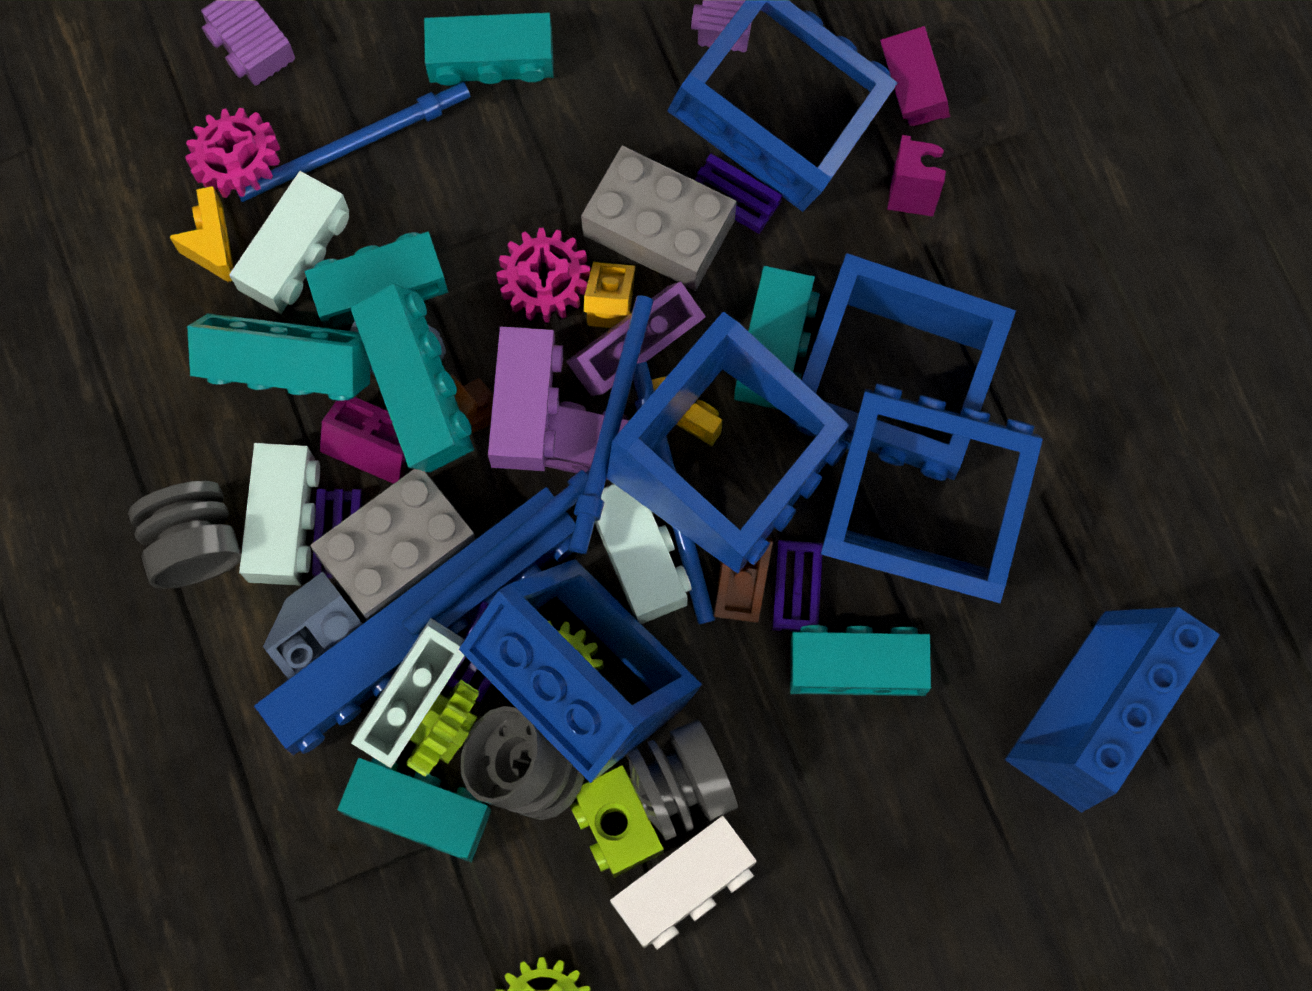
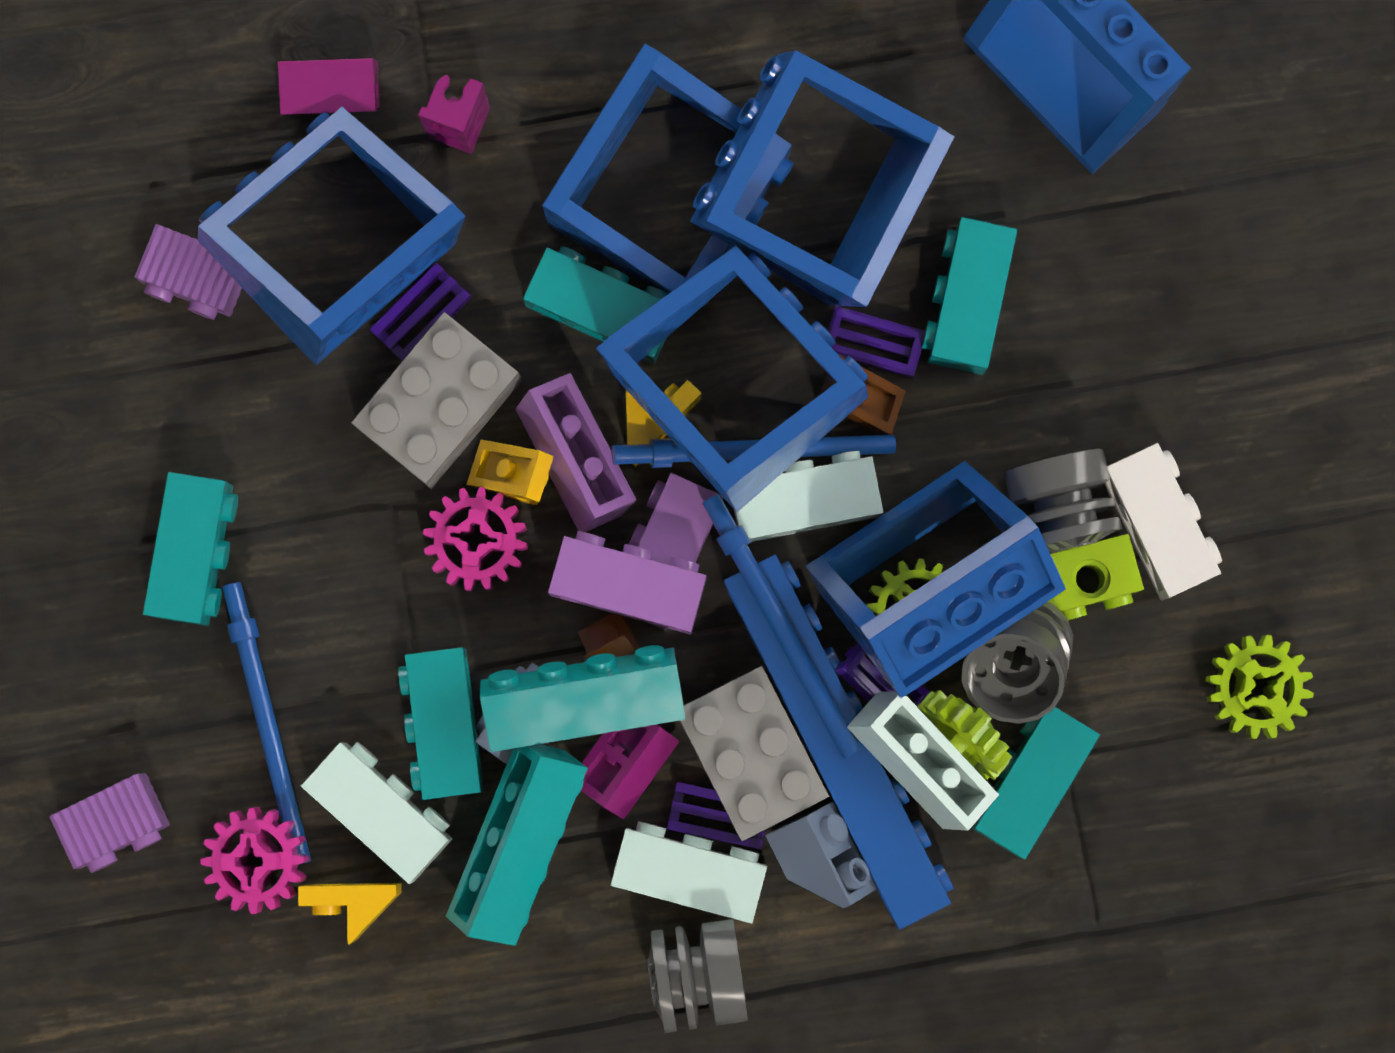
camera: 80 degrees left, 10 degrees up
(589, 505) = (763, 535): blue bar -> none

